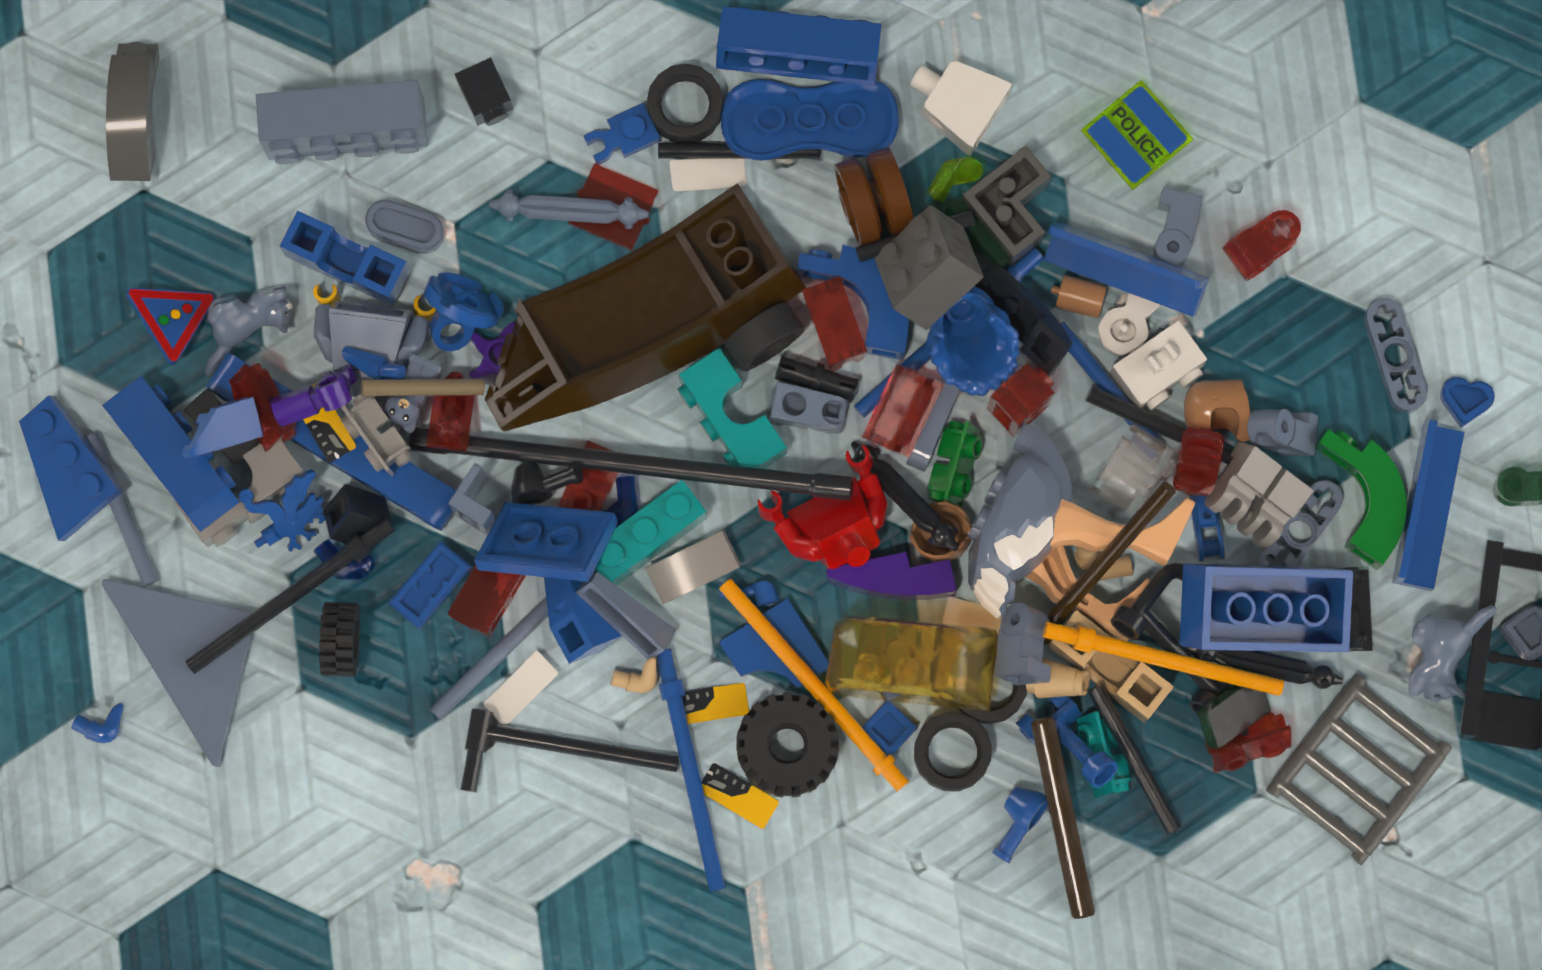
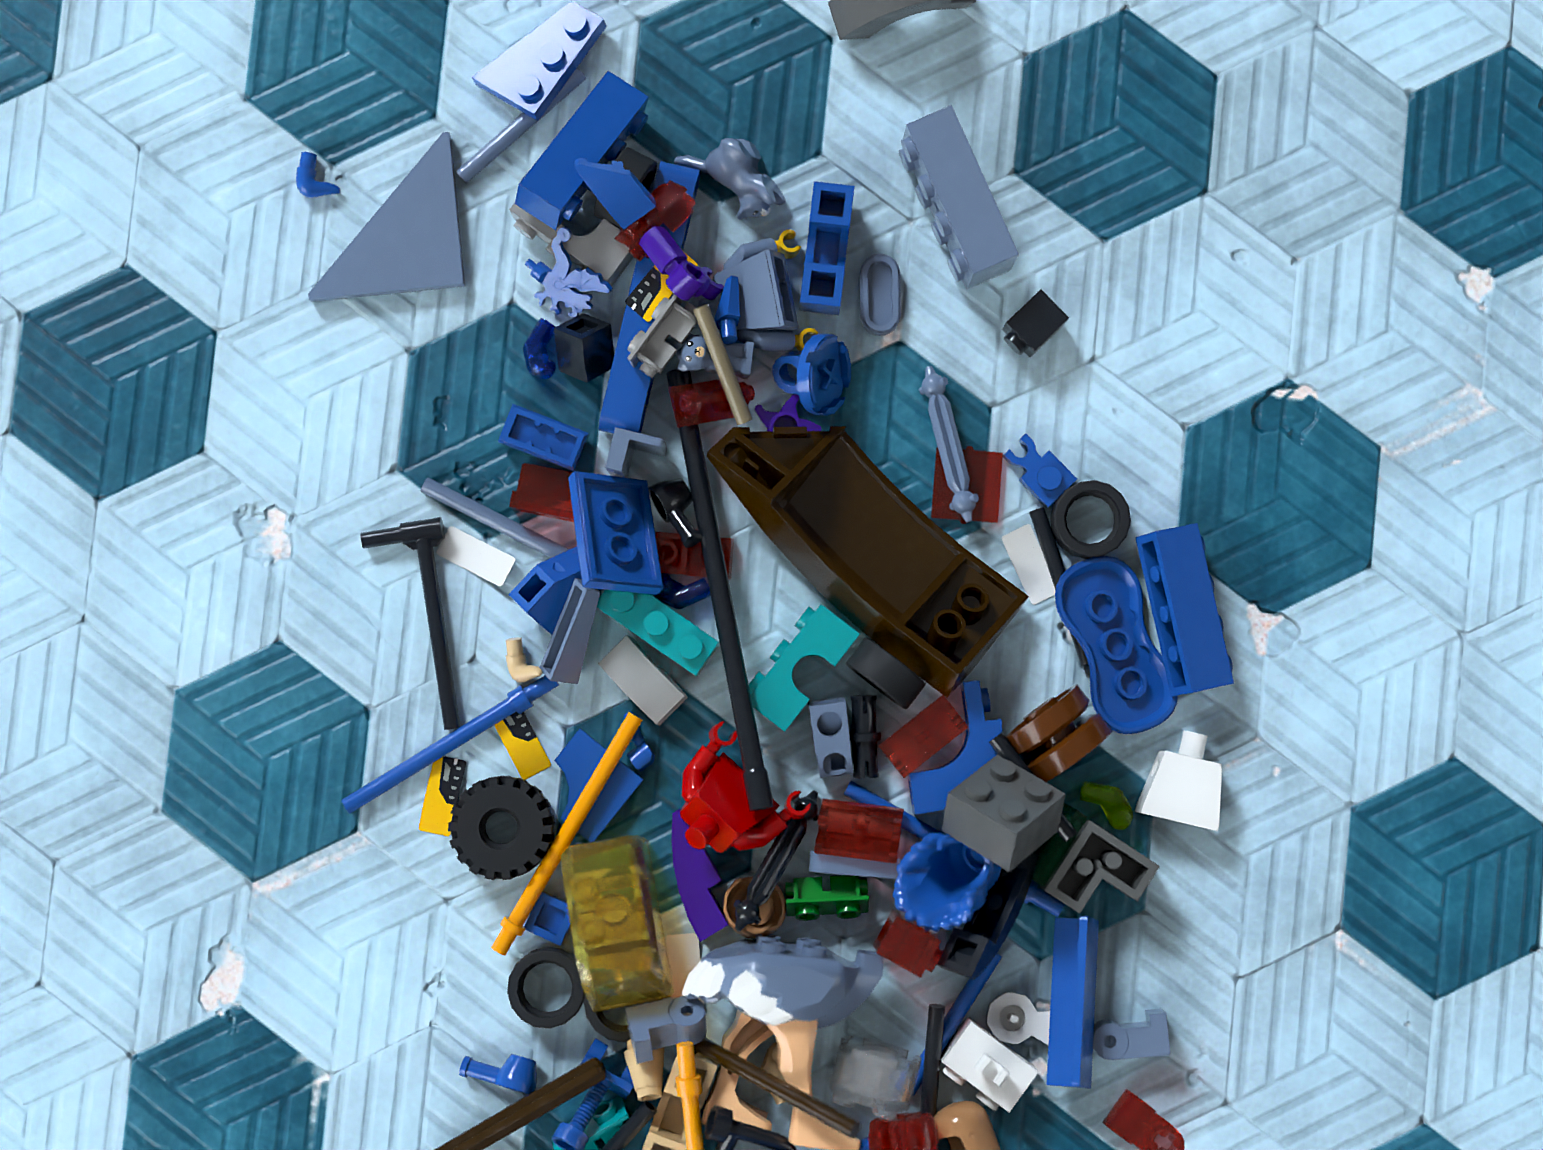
camera: 70 degrees right, 5 degrees up
(170, 316) = (716, 105): piece -> none
(339, 639) = (460, 370): black tyre -> none
(355, 550) = (549, 354): black bar -> none
(1079, 296) = (1031, 964): medium nougat piece -> none
(1137, 135) = (1210, 968): piece -> none

